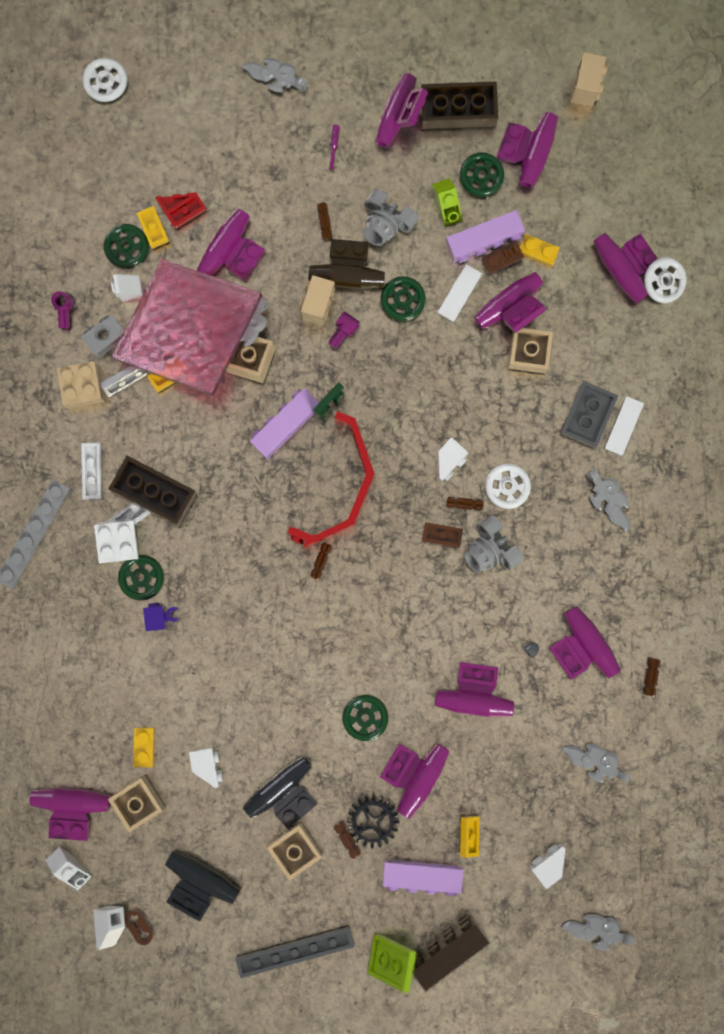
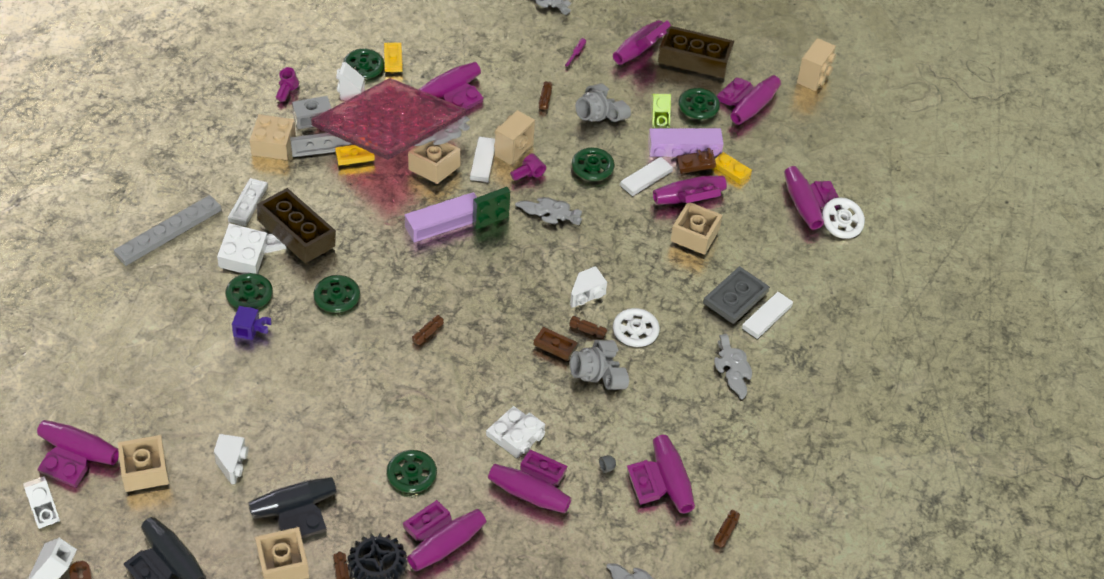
camera: 15 degrees right, 35 degrees down
(143, 747) = (176, 425): yellow plate -> none
(181, 208) = (424, 52): red wing -> none
(237, 545) = (339, 306): none -> dark green plate
(294, 331) = (483, 159): none -> white tile
(310, 540) = (470, 299): red panel -> none
(348, 266) = (557, 130): dark brown plate -> none
(387, 369) = (557, 210): none -> light grey piece
(440, 644) = (516, 431): none -> white plate

